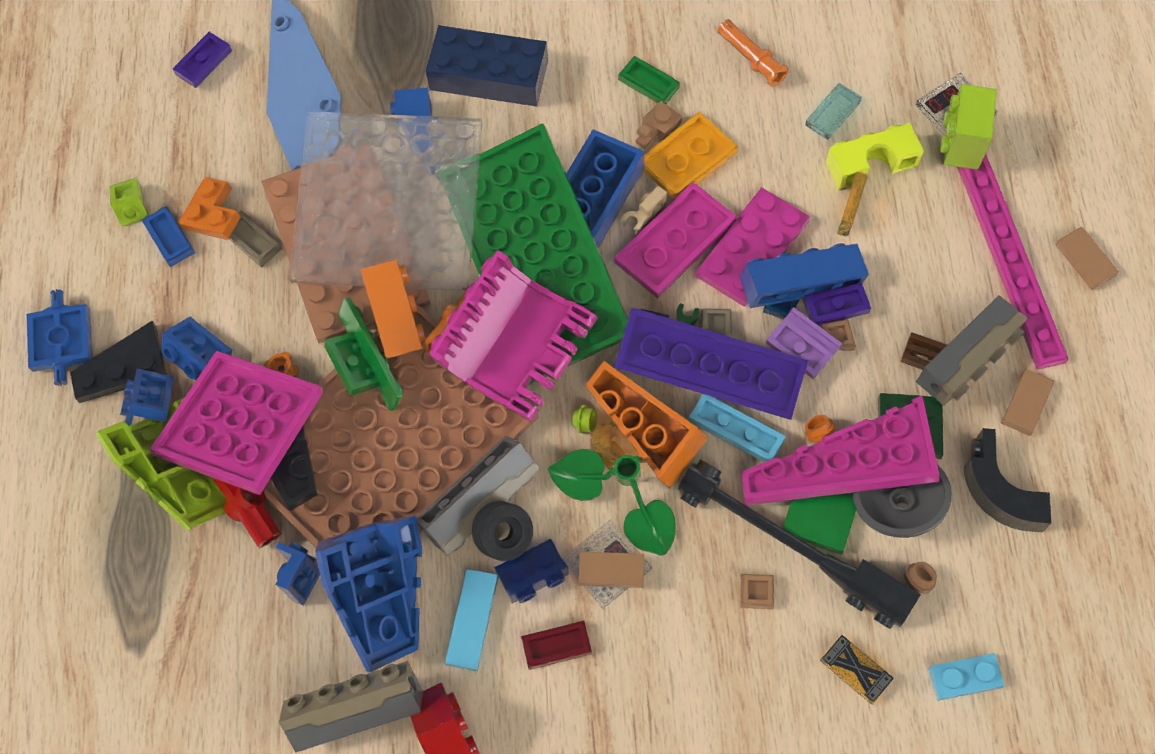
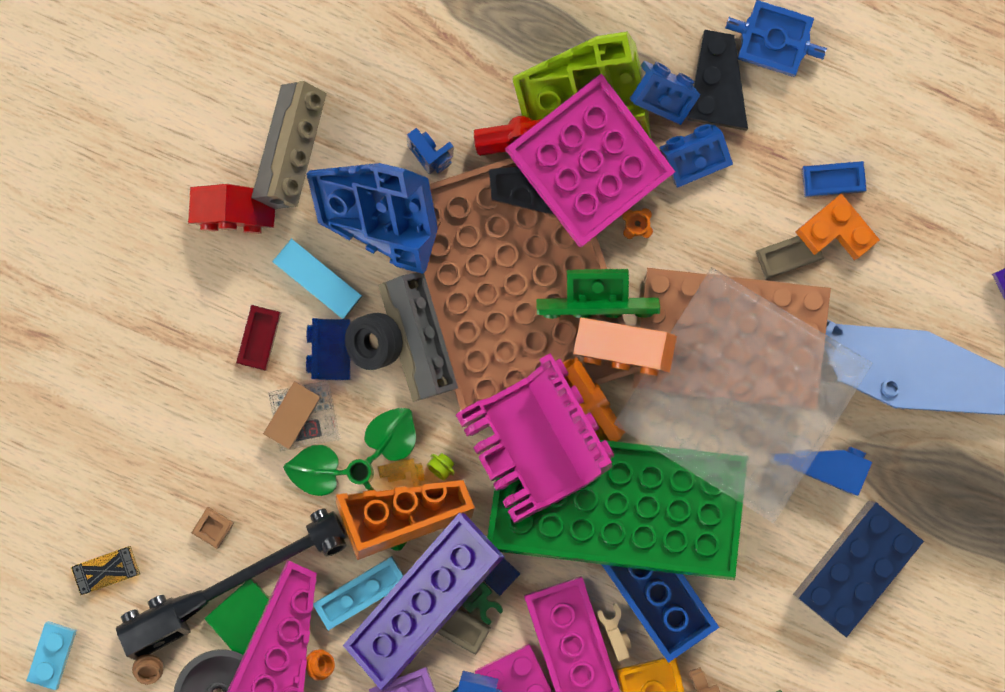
camera: 115 degrees right, 20 degrees up
(128, 202) = (891, 156): lime bracket -> none

